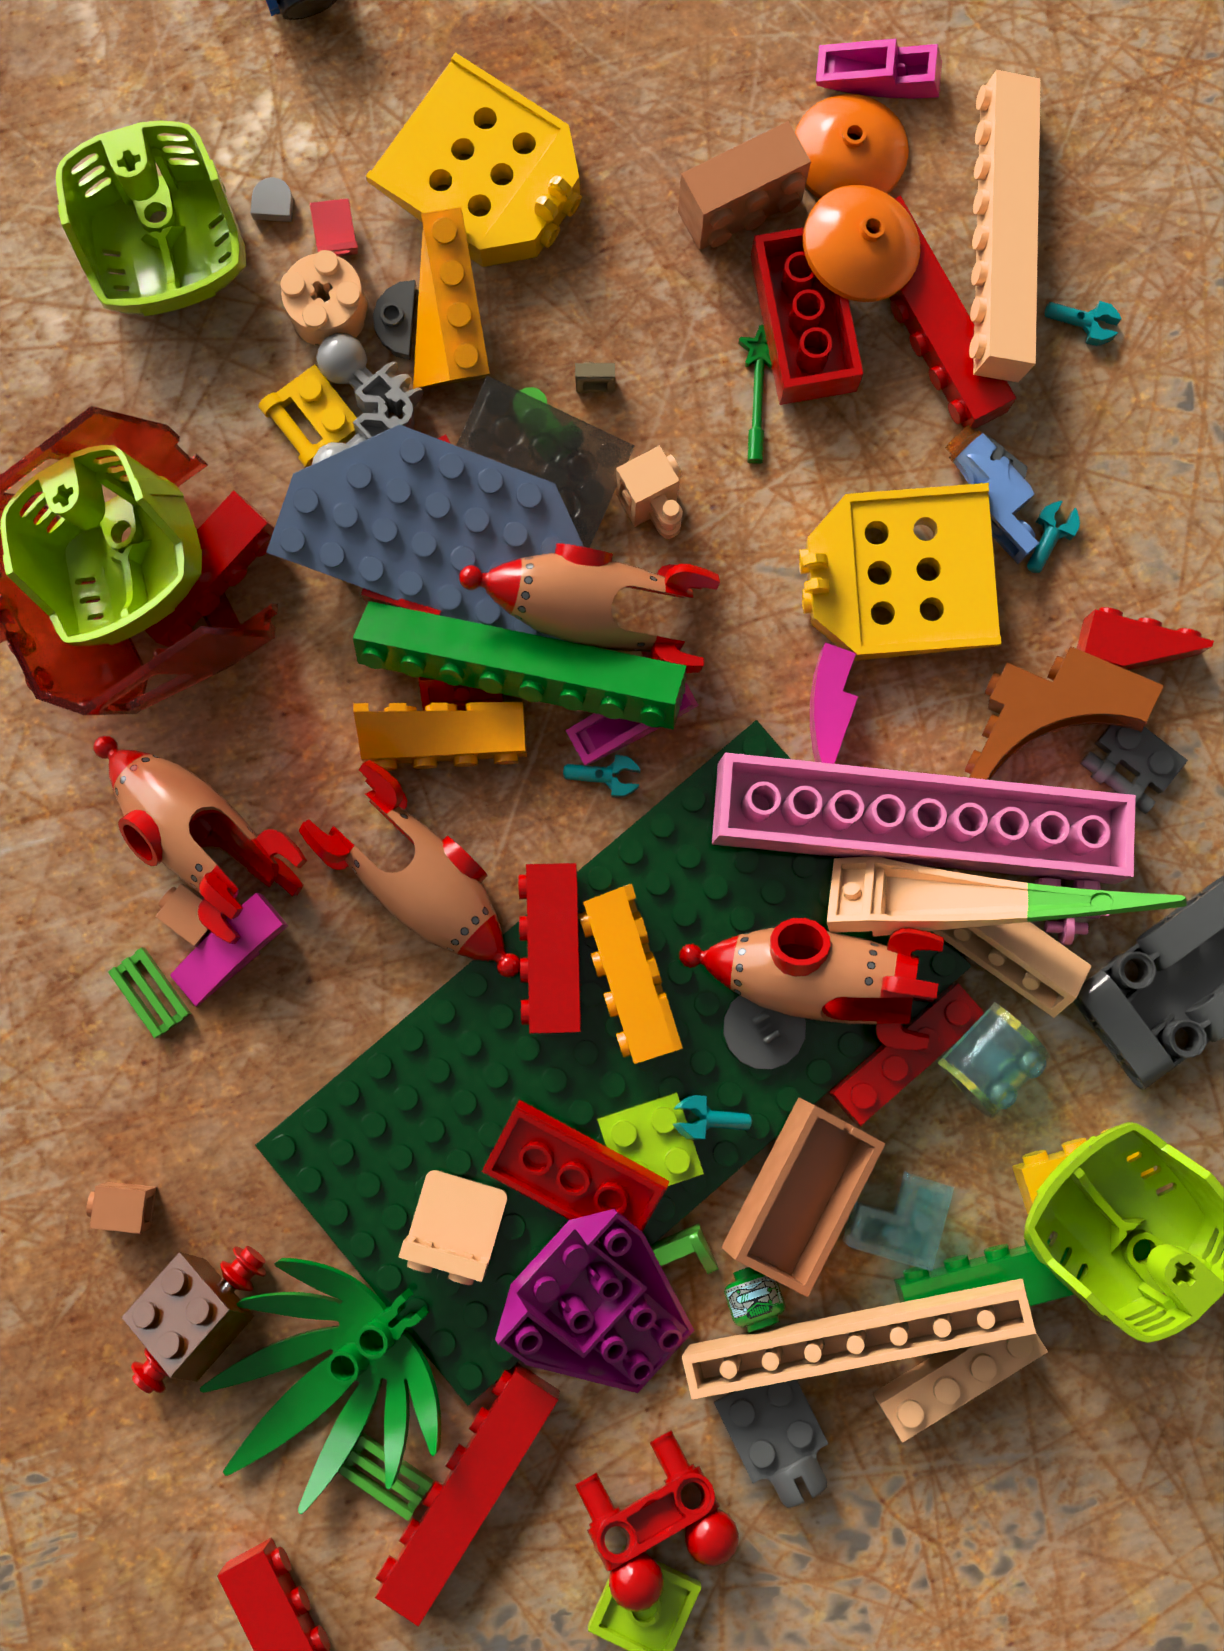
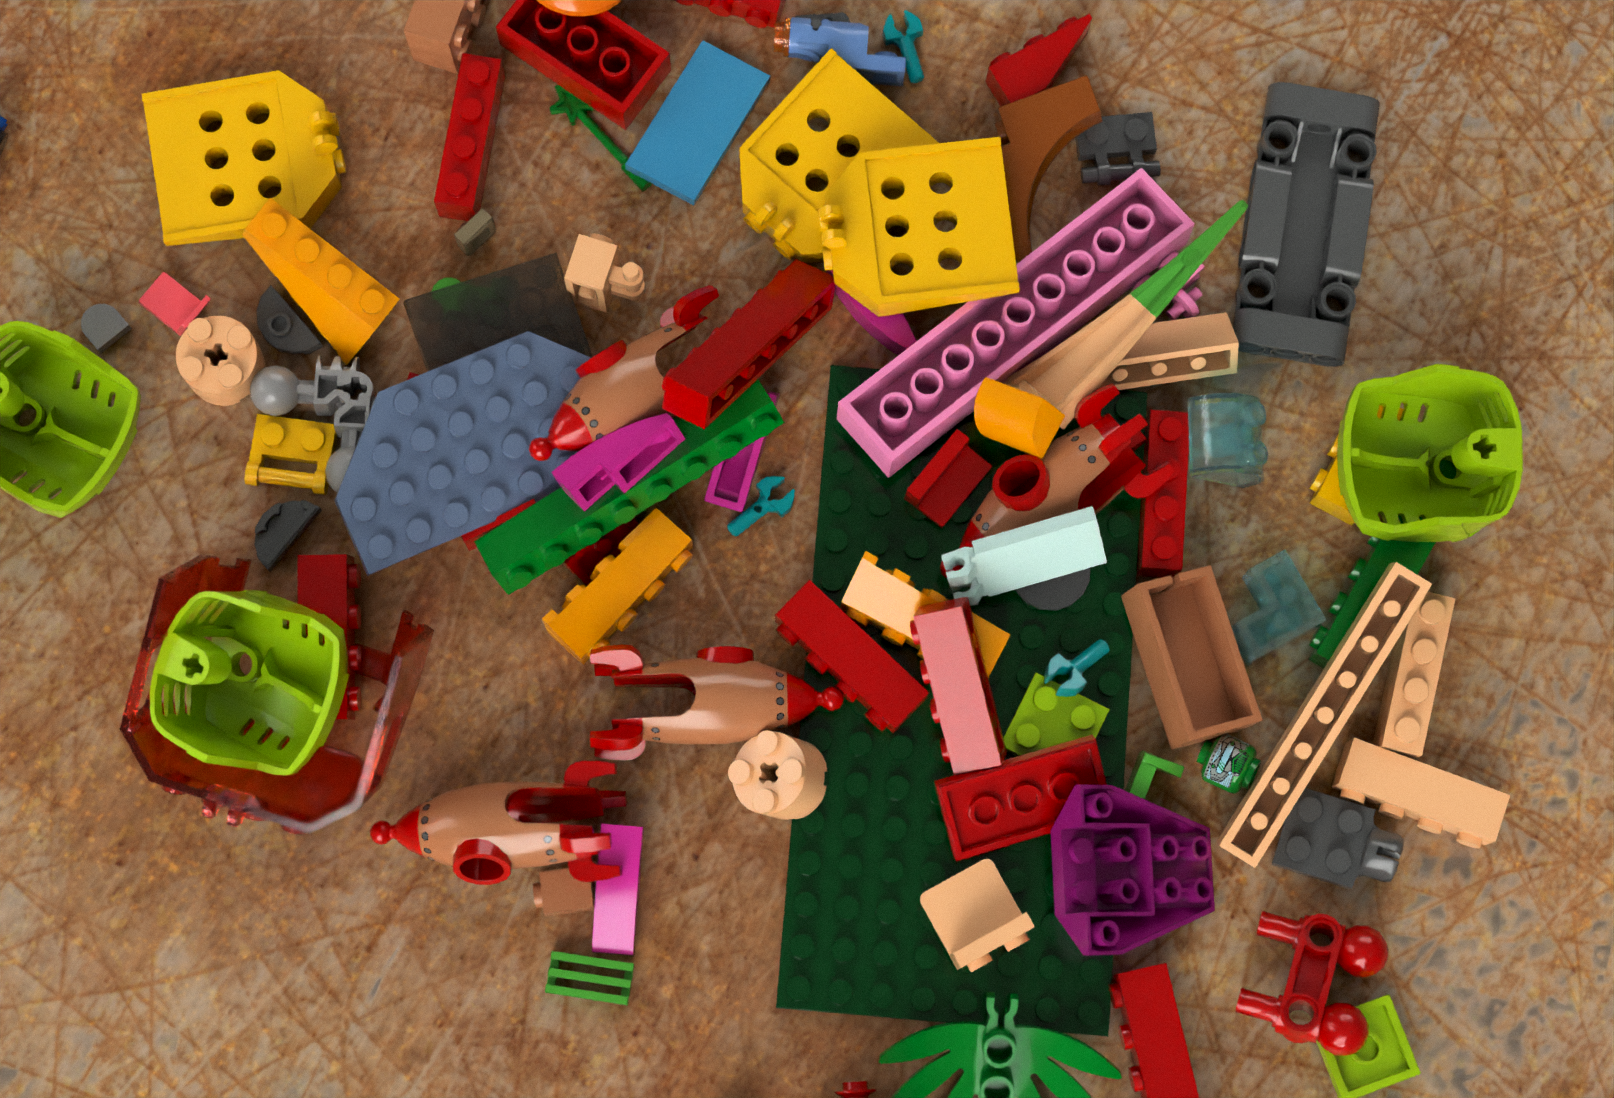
camera: 50 degrees left, 5 degrees down
(250, 463) = (281, 528): none -> dark grey plate
(416, 983) = (779, 776): none -> light nougat brick
(520, 639) = (617, 459): none -> dark pink slope
(605, 1049) = (959, 685): none -> brick
(660, 302) = (469, 137): none -> red brick
(700, 645) = (748, 343): none -> red brick
(748, 1003) = (1026, 555): none -> light aqua tile
(755, 888) = (947, 480): none -> red panel
(837, 448) = (697, 122): none -> dark azure tile
(844, 893) = (1016, 417): none -> light orange brick
(876, 1463) = (1419, 792): none -> light nougat brick
(881, 629) = (859, 216): none -> yellow hinge

